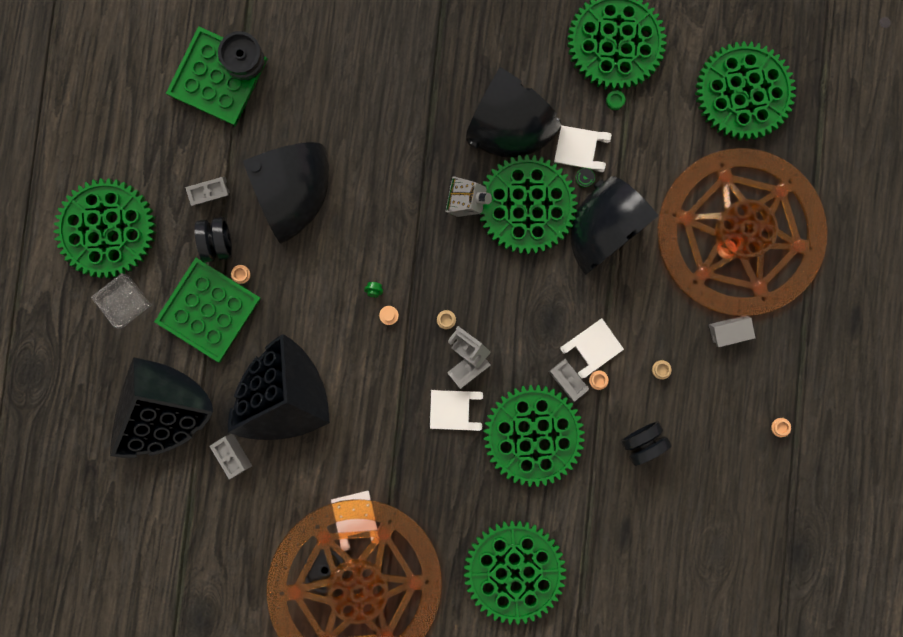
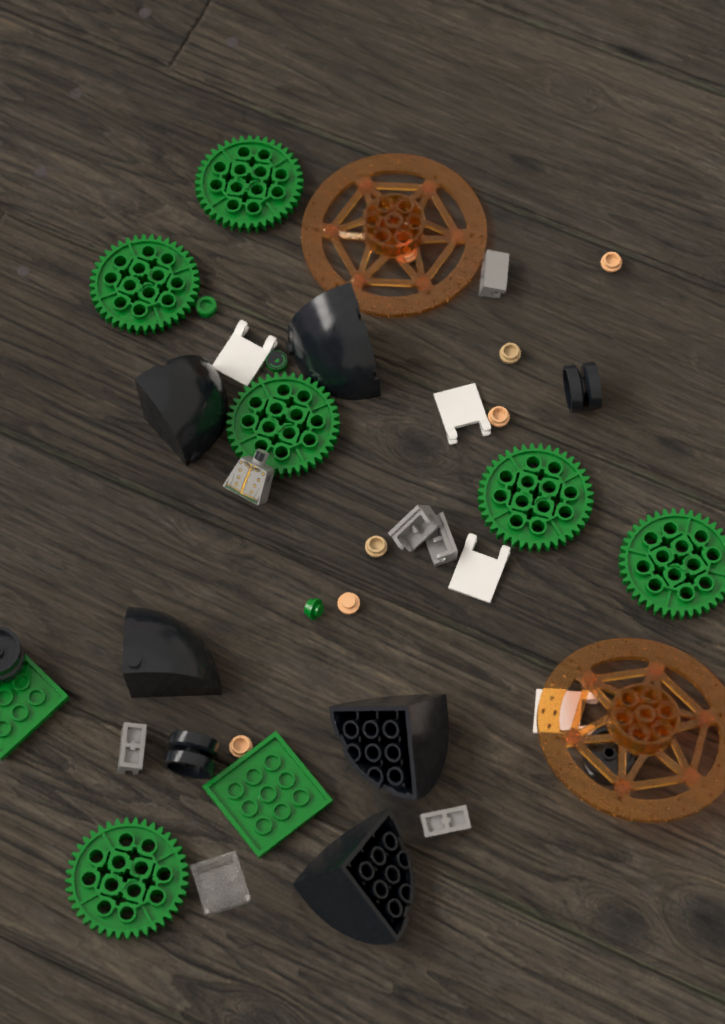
camera: 65 degrees left, 20 degrees down
(568, 380) = (488, 446): light grey hinge -> none

